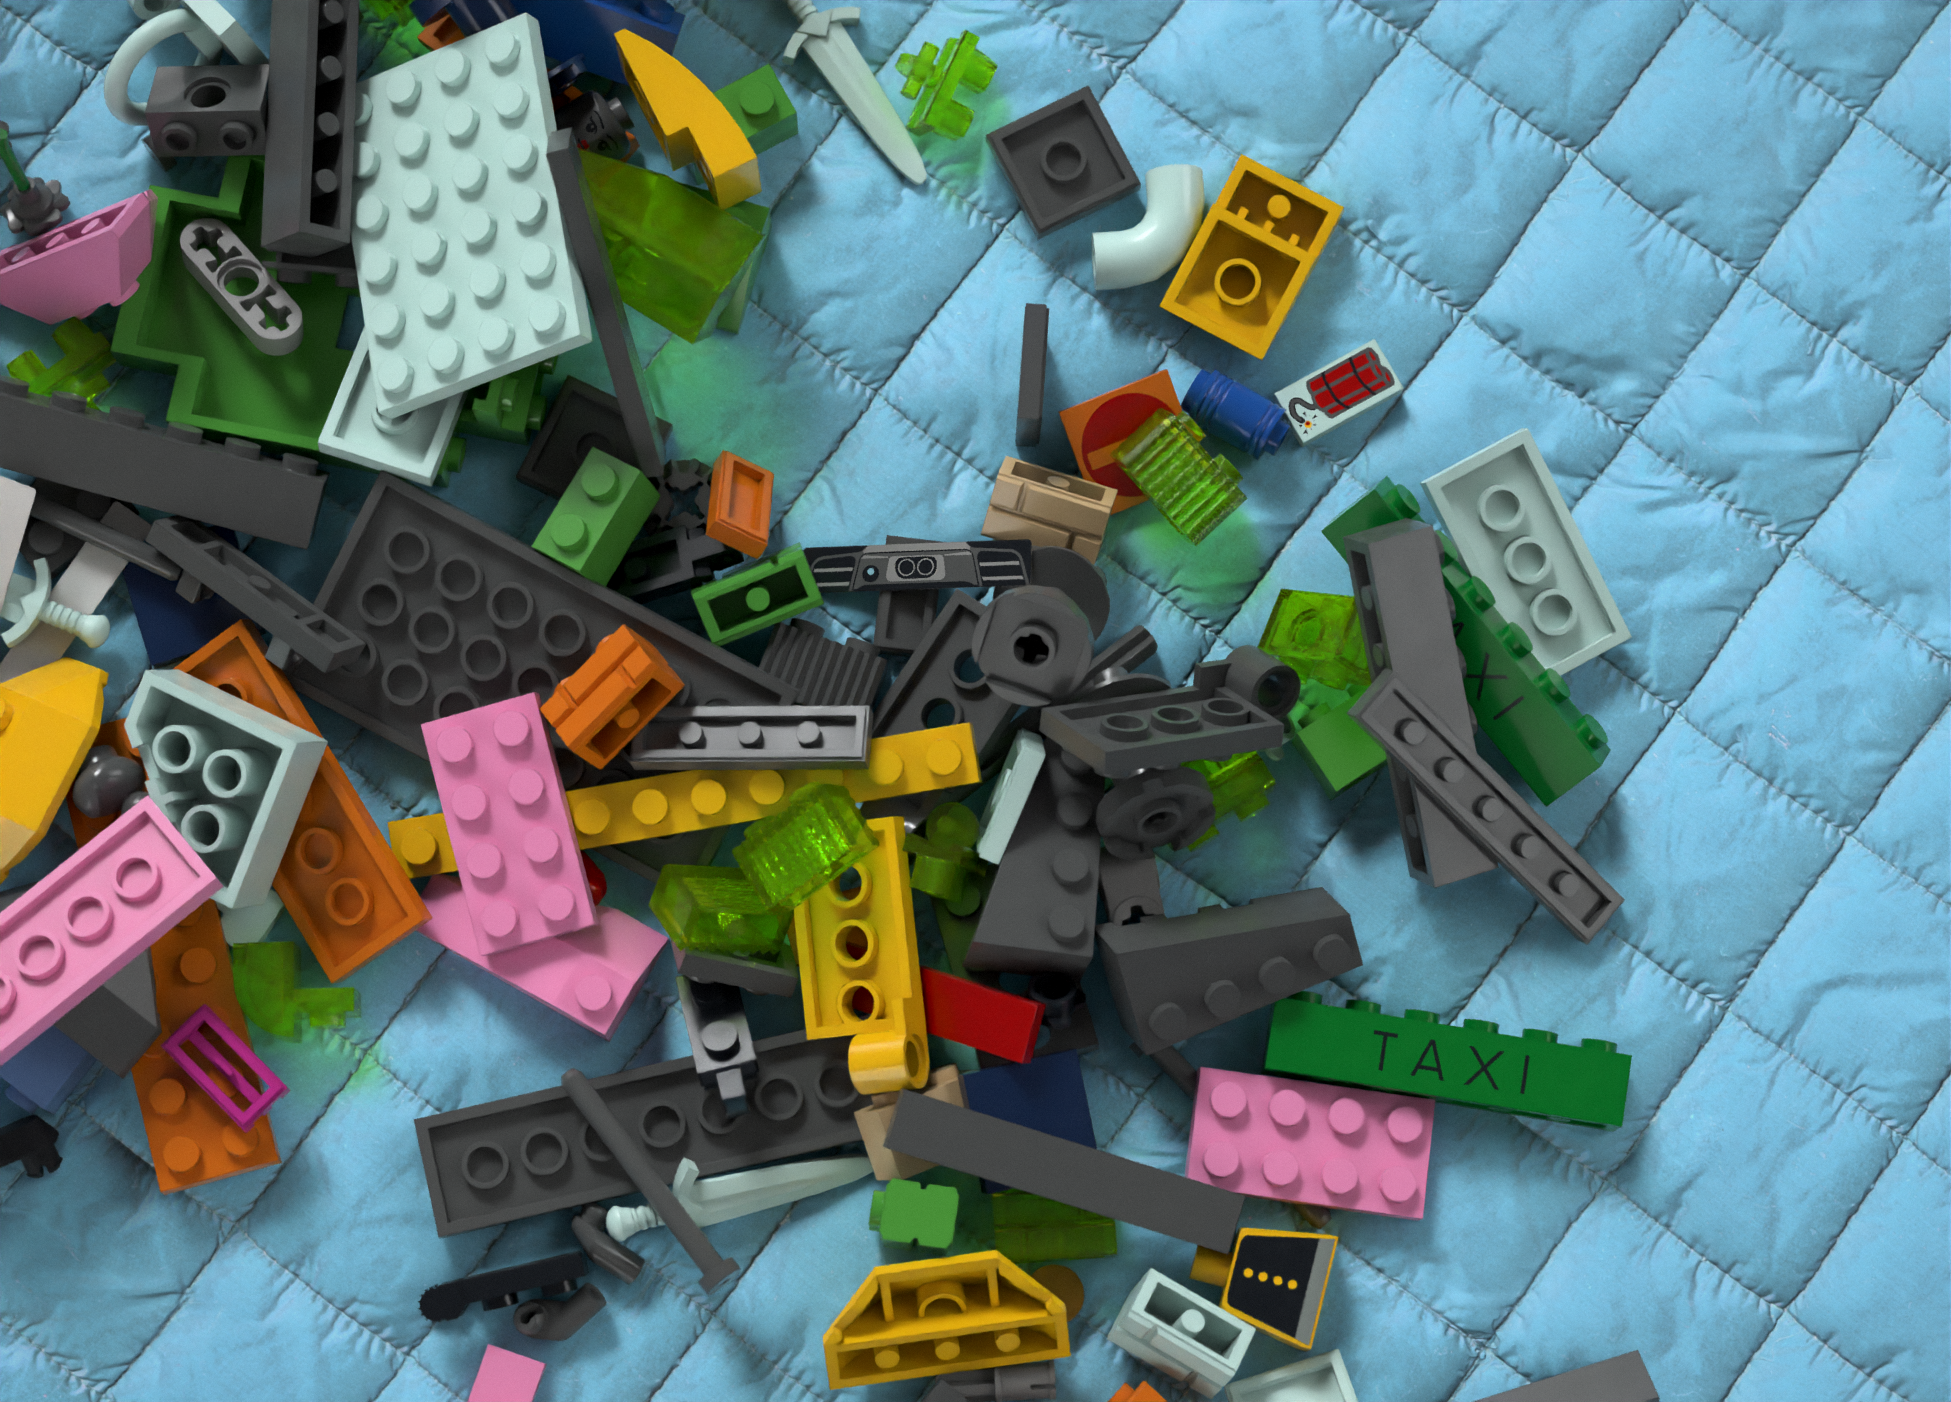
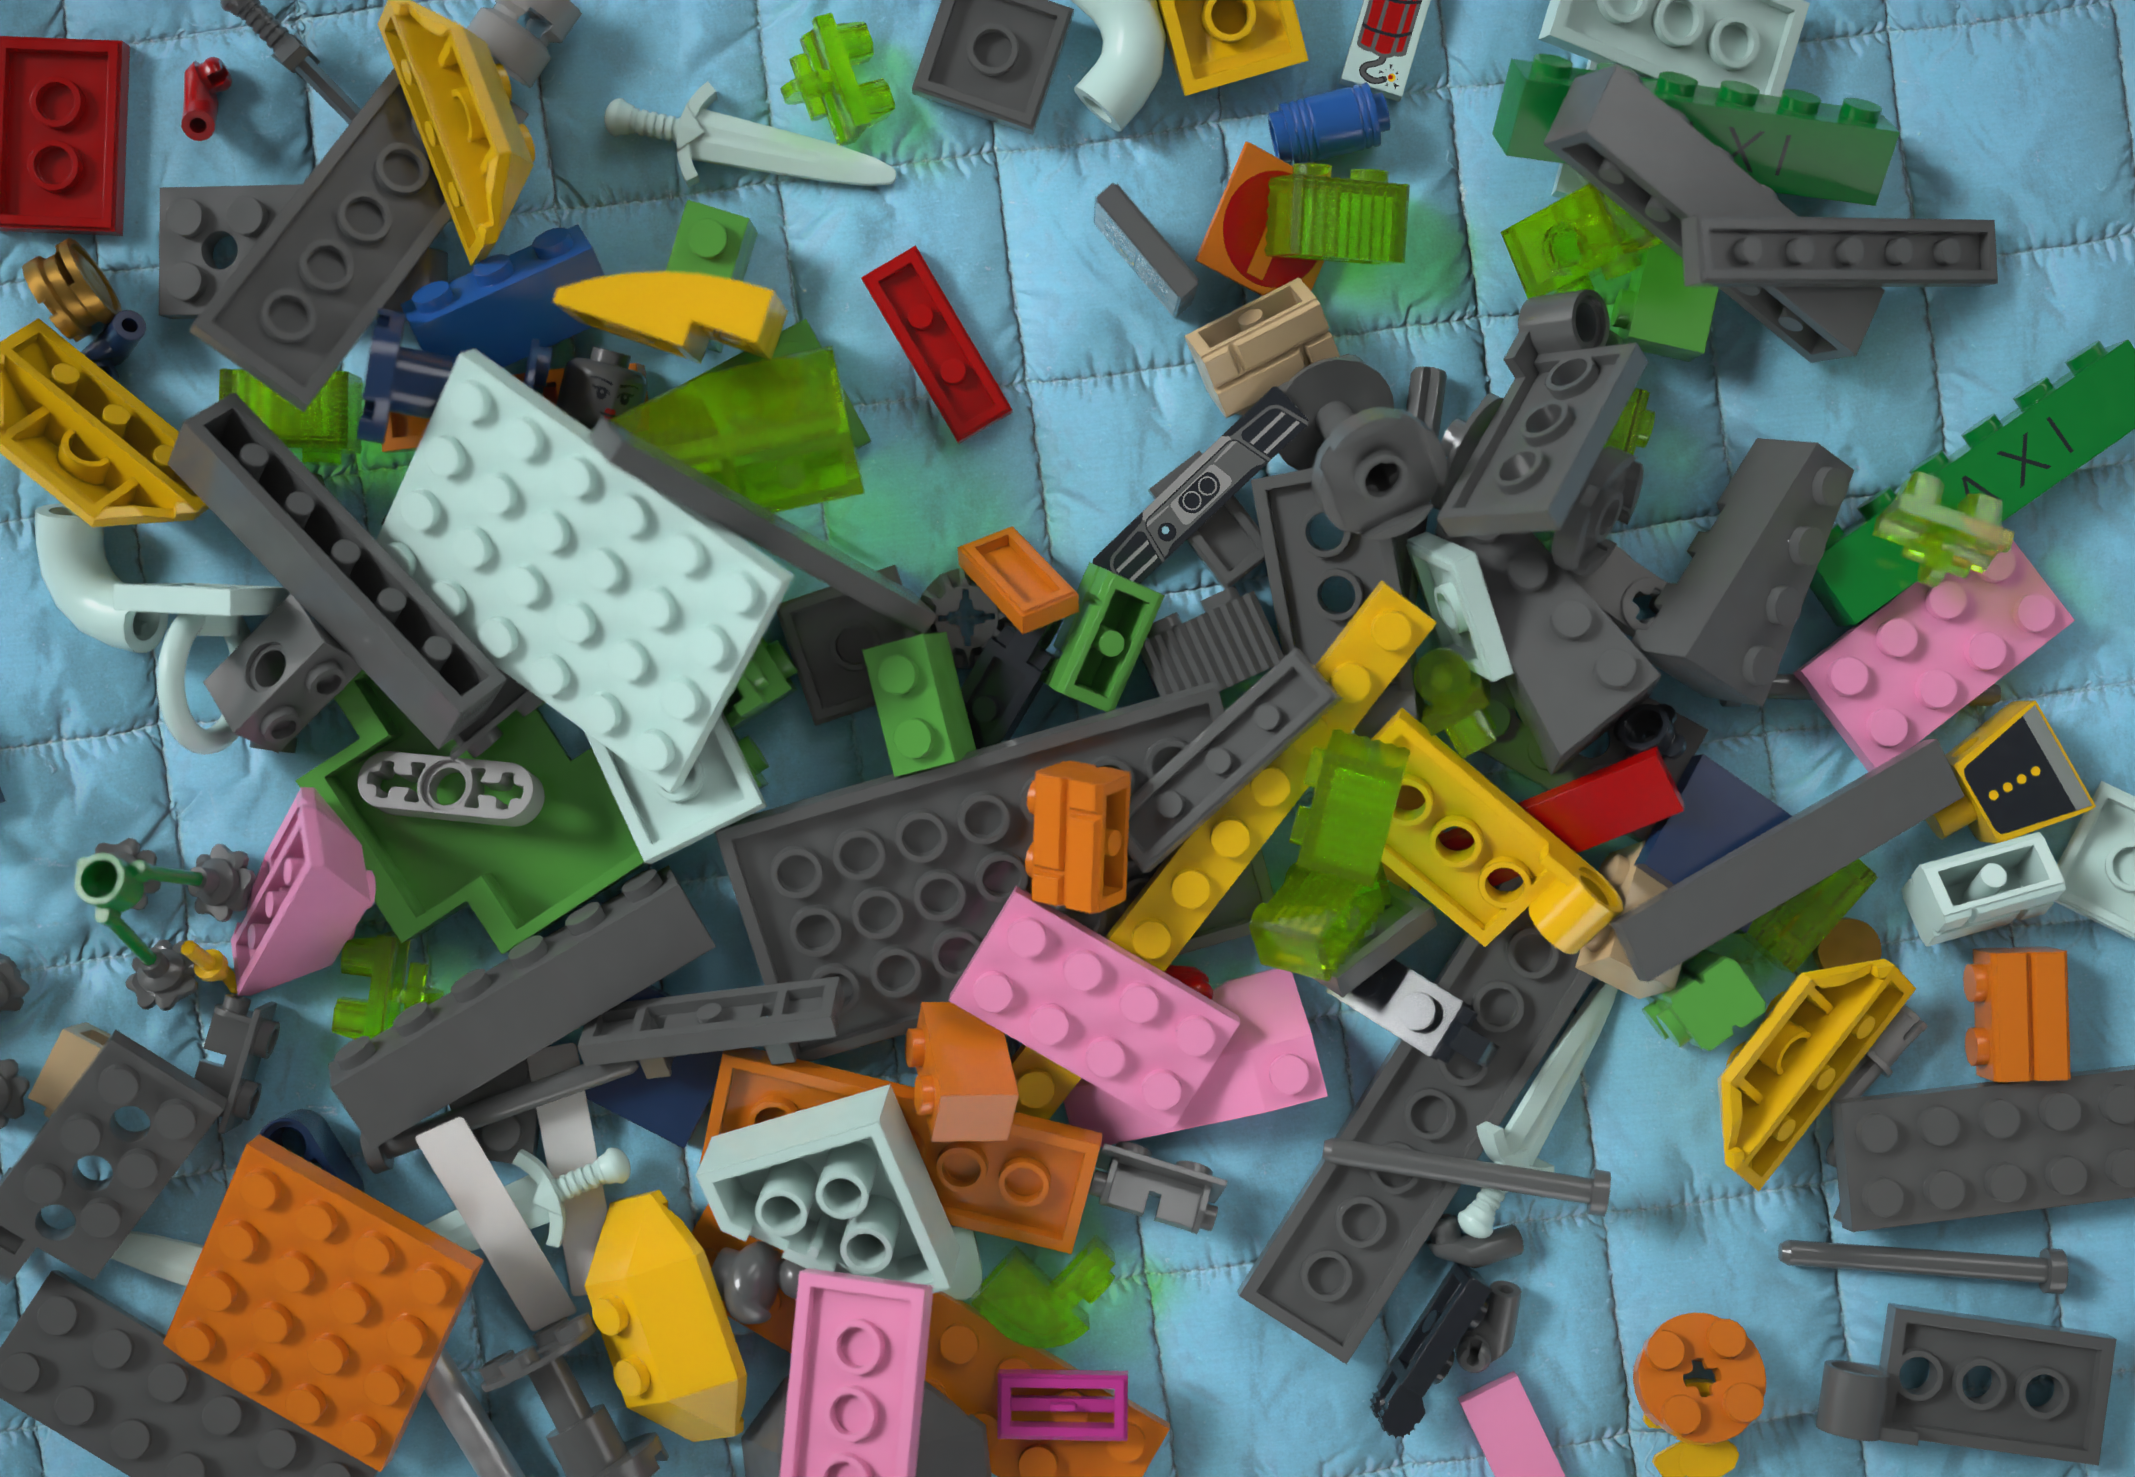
camera: 40 degrees left, 10 degrees up
(379, 782) = (962, 1075): none -> orange brick
(425, 967) = (1181, 1187): none -> dark grey hinge
(841, 313) = (937, 344): none -> red tile
(1373, 1056) = (1941, 536): none -> clear neon green hips

